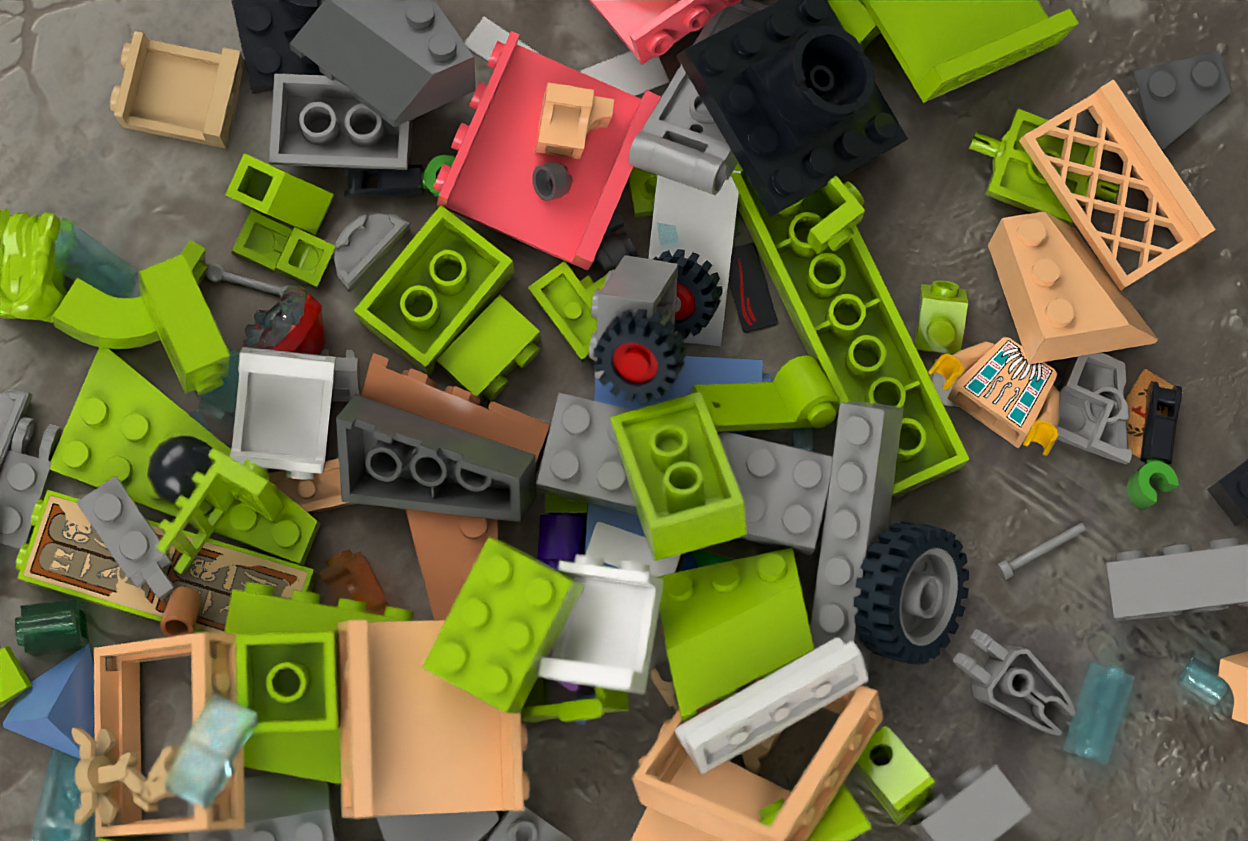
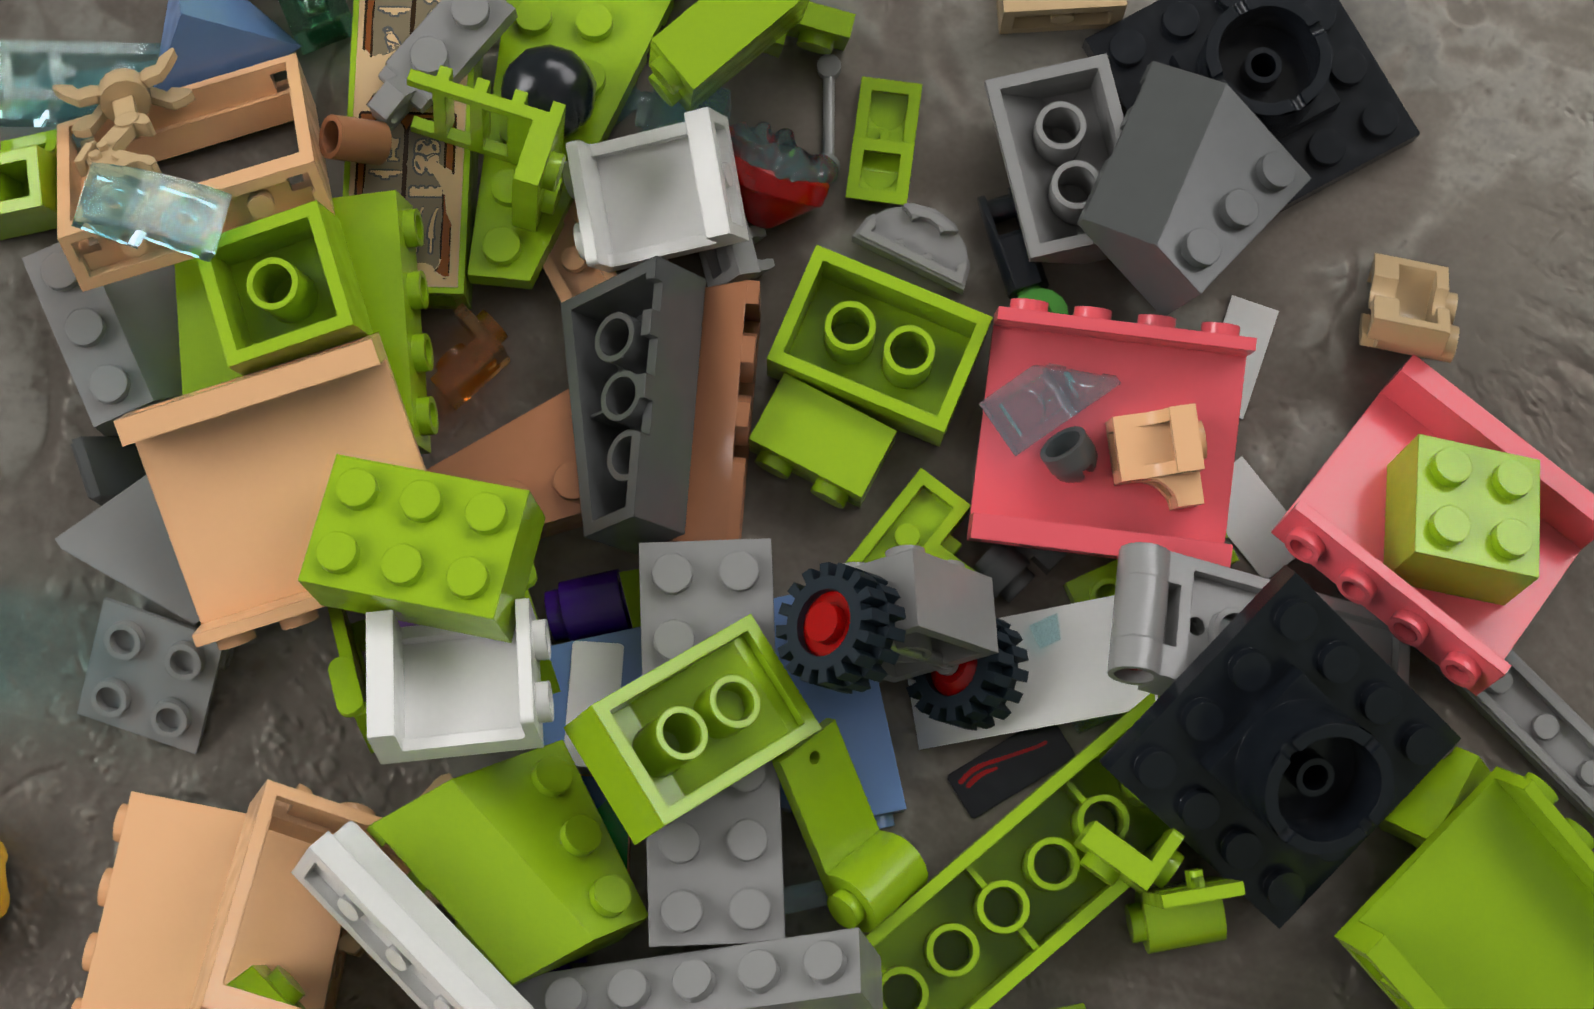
camera: 75 degrees right, 0 degrees up
(279, 194) = (951, 110): lime slope -> none
(511, 187) = (1042, 401): none -> clear light blue slope
(882, 197) = (1181, 912): none -> lime door

